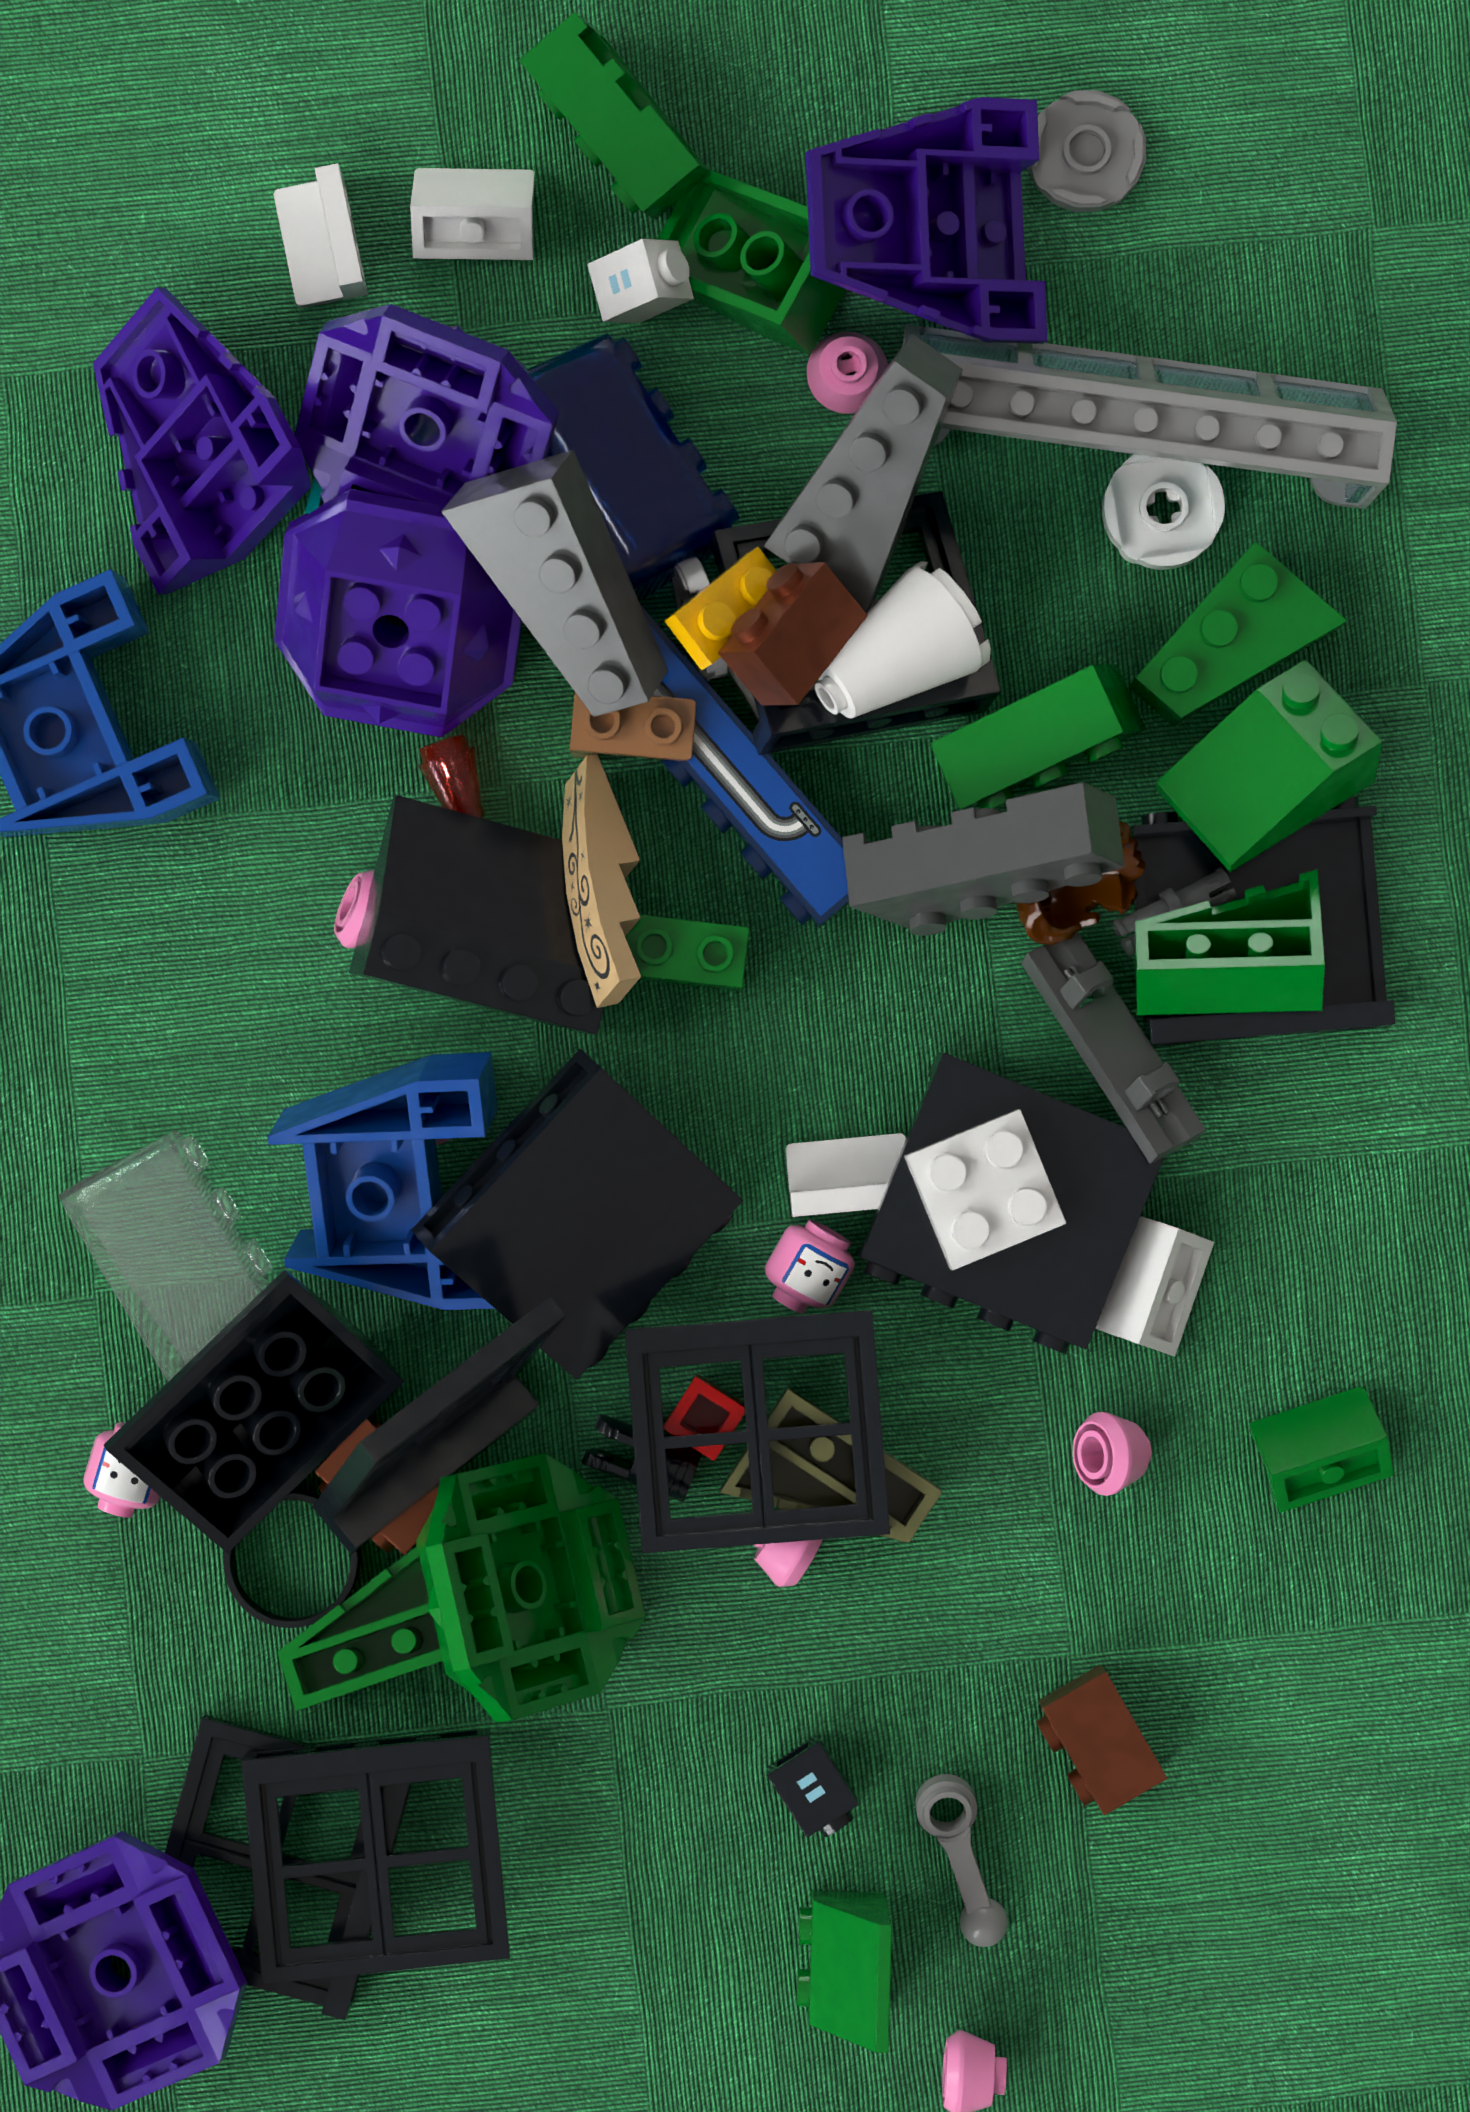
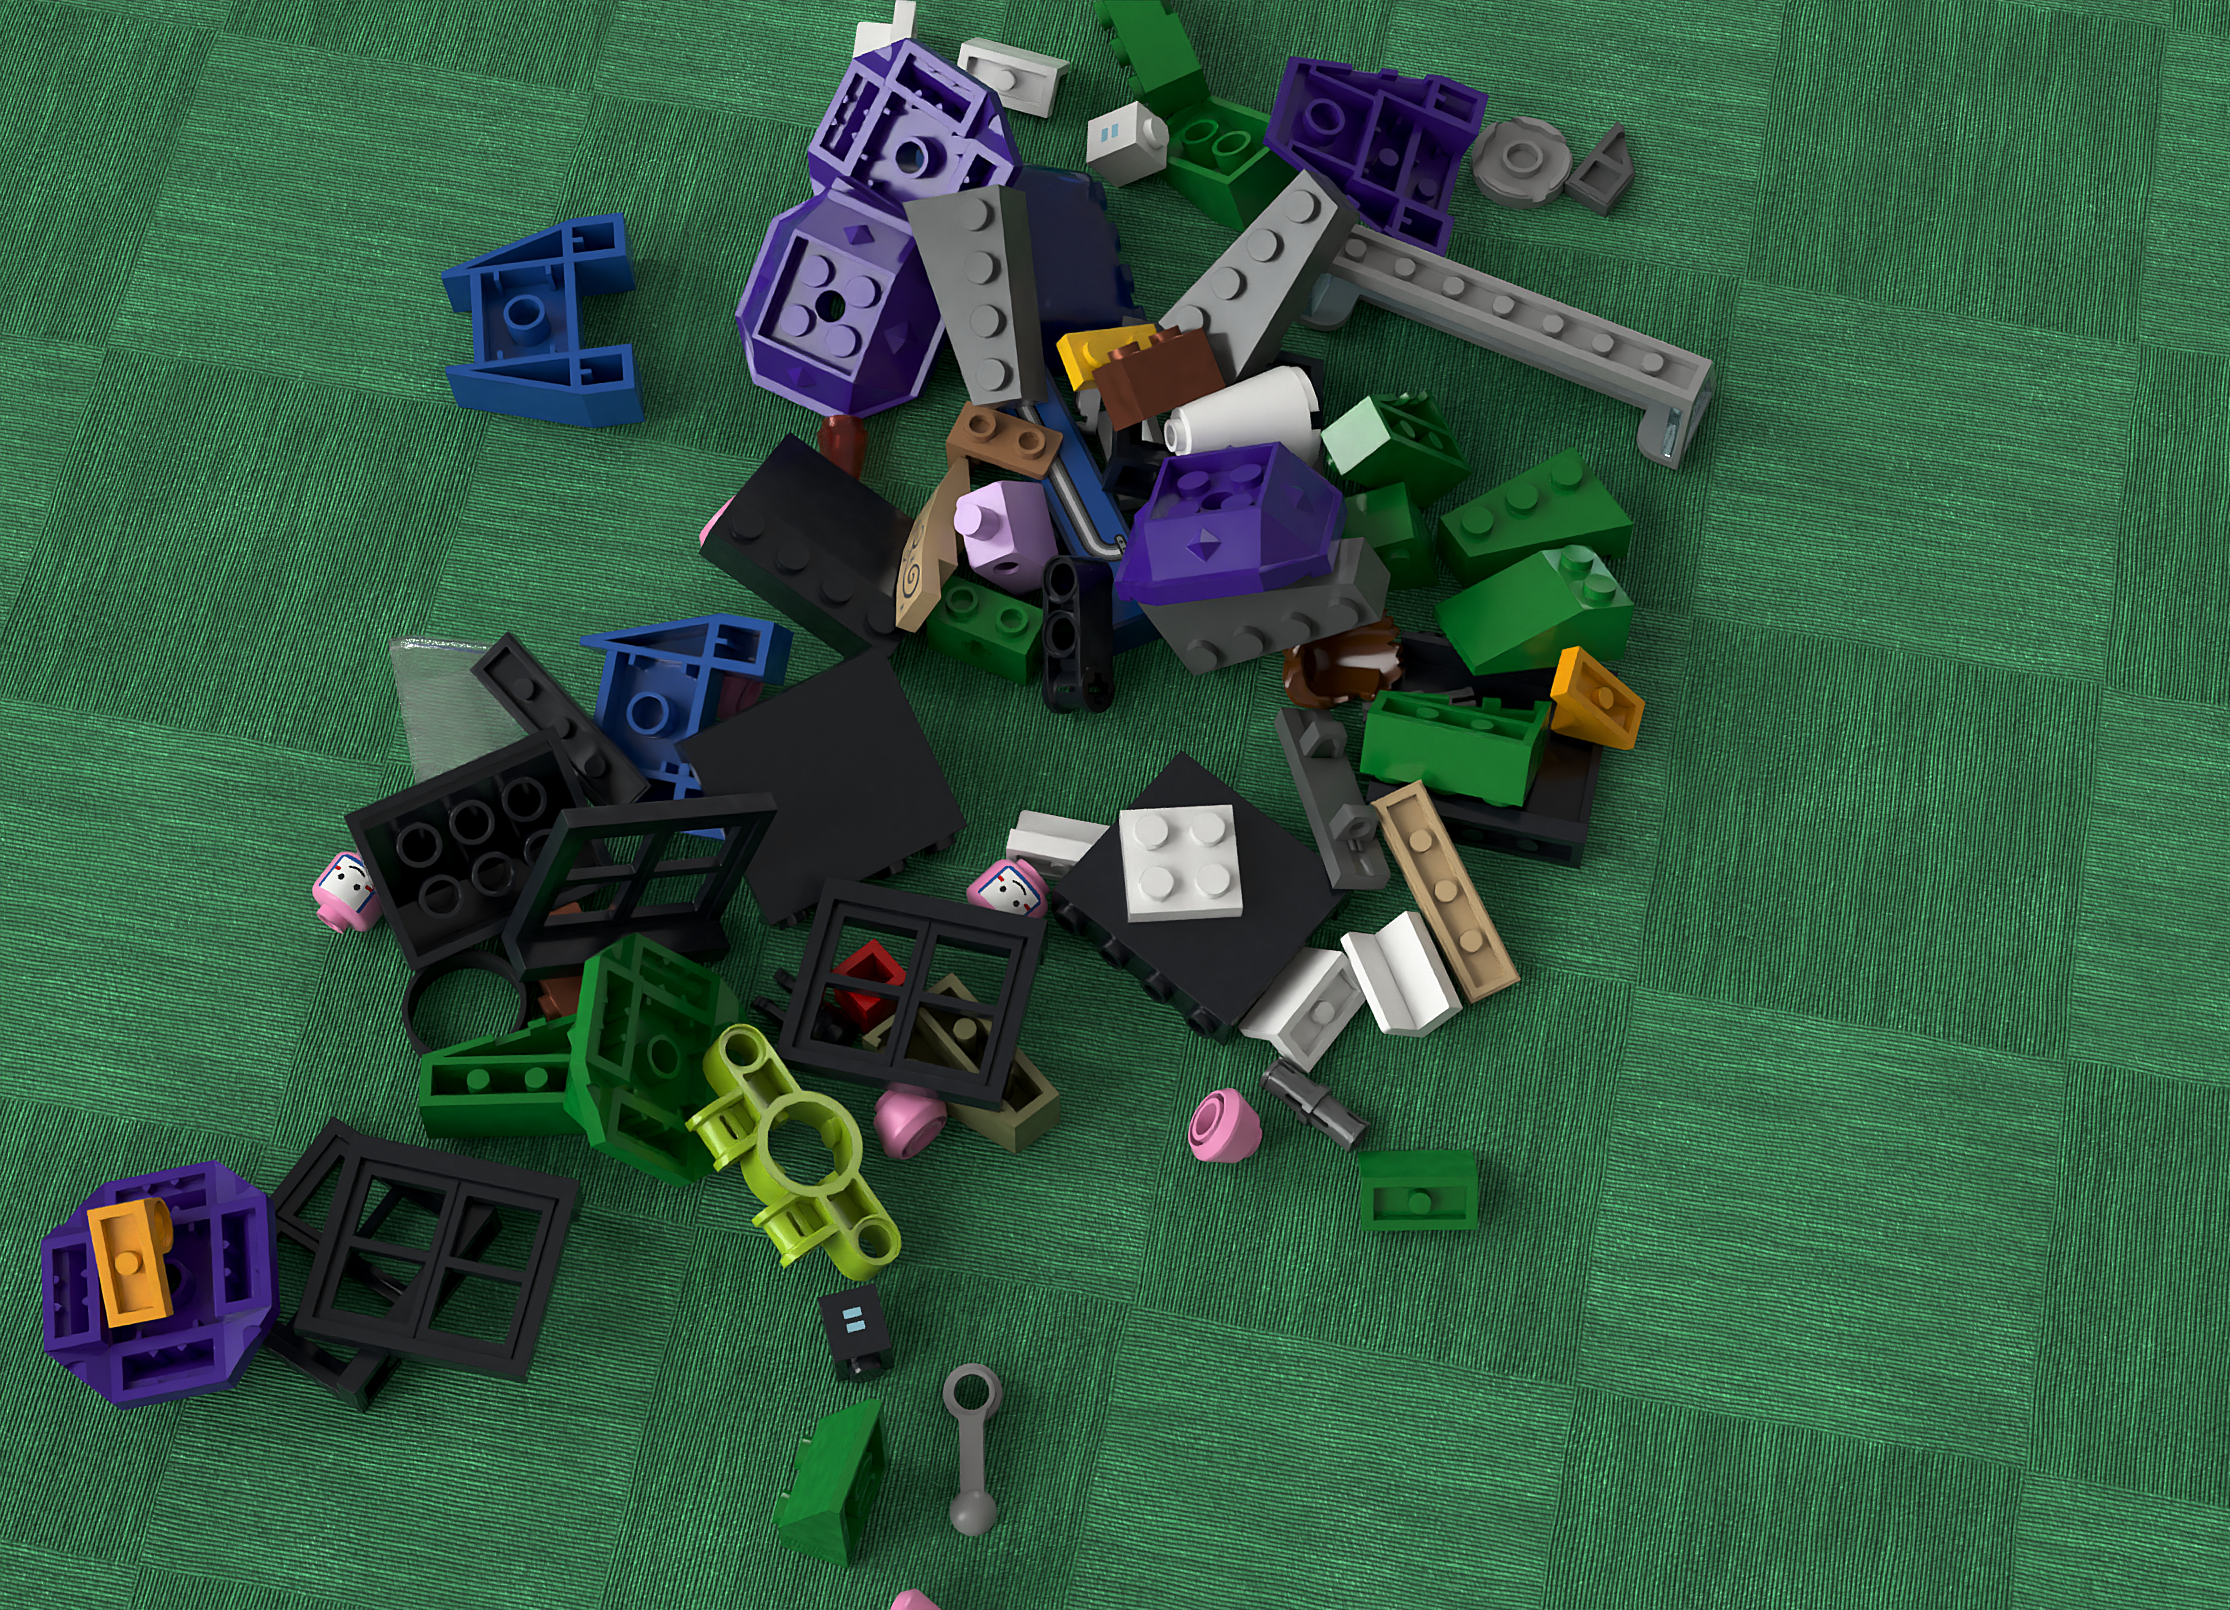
camera: 20 degrees right, 25 degrees down
(70, 1970) = (130, 1261): none -> light orange plate
(197, 442) = (731, 160): dark purple wedge -> none
(284, 1238) = (541, 701): none -> black tile
(675, 842) = (1007, 533): none -> lavender torso
(750, 1670) = (797, 1215): none -> lime piece
(789, 941) = (1077, 633): none -> black piece
(974, 841) = (1231, 527): none -> dark purple piece
(1063, 600) = (1396, 442): none -> green wedge
(1101, 1741) = (1134, 1371): copper brick -> none
(1141, 536) = (1497, 446): white plate -> none
(1184, 137) = (1603, 174): none -> dark grey tile
(1192, 1390) = (1314, 1104): none -> dark grey pin
(1242, 1226) = (1403, 977): none -> white panel
(1261, 1120) = (1445, 893): none -> tan tile
(1362, 849) = (1594, 702): none -> light orange slope

